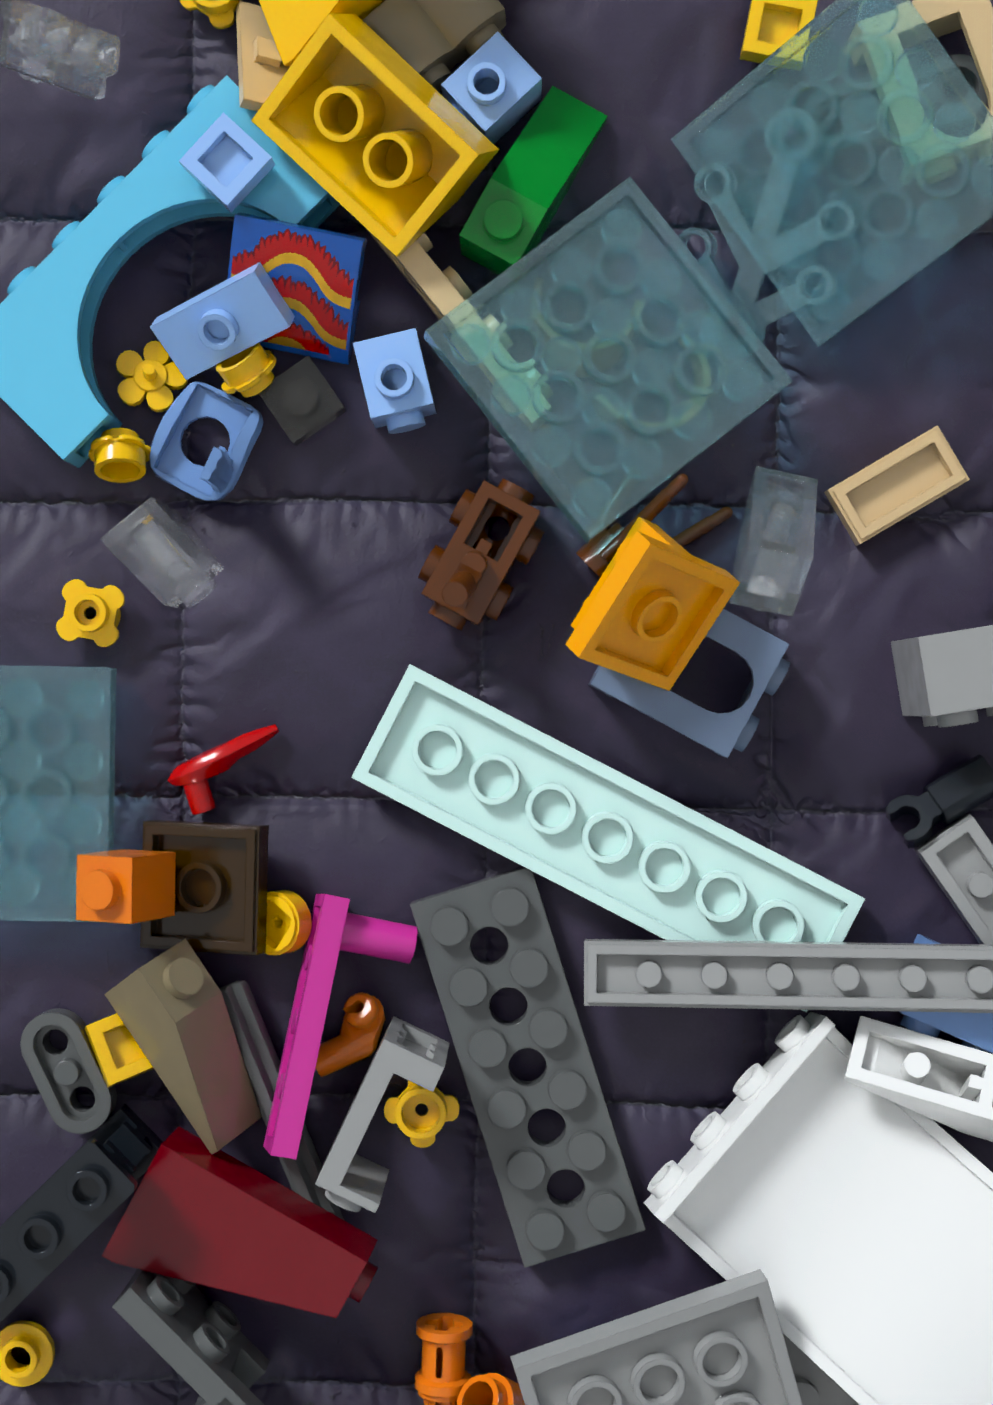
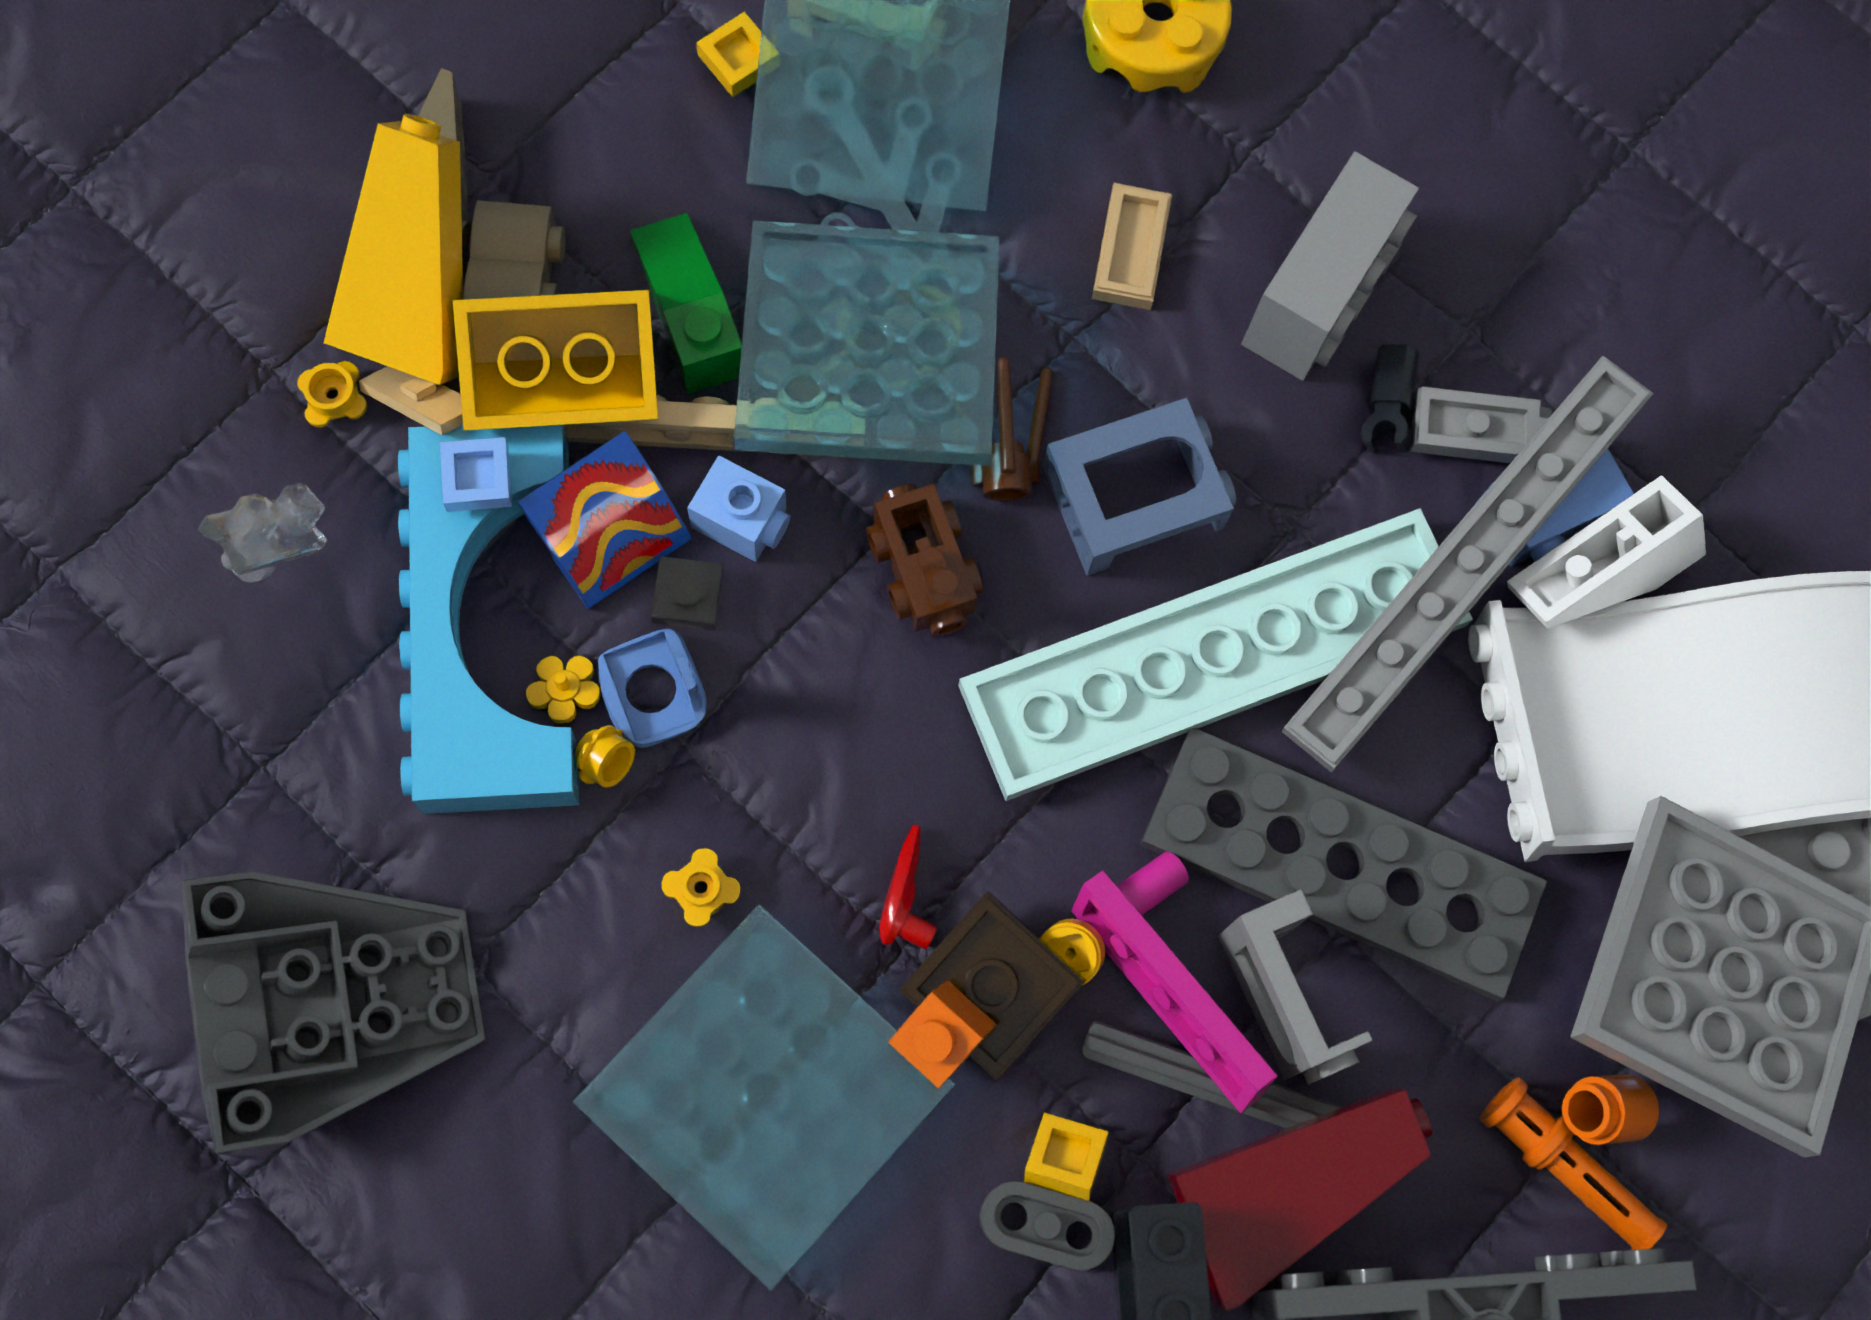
camera: 65 degrees left, 15 degrees down
(164, 554) = (715, 780): clear slope -> none
(190, 1042) = (1095, 1094): dark tan slope -> none
(223, 321) = (579, 590): light blue plate -> none
(247, 371) = (628, 607): yellow plate -> none
(357, 1037) = (1208, 965): orange arm -> none
(421, 1128) = (1325, 959): yellow plate -> none
(494, 88) = (595, 257): light blue brick -> none
(650, 608) = (1074, 458): light orange bracket -> none
(775, 541) = (1102, 353): clear slope -> none

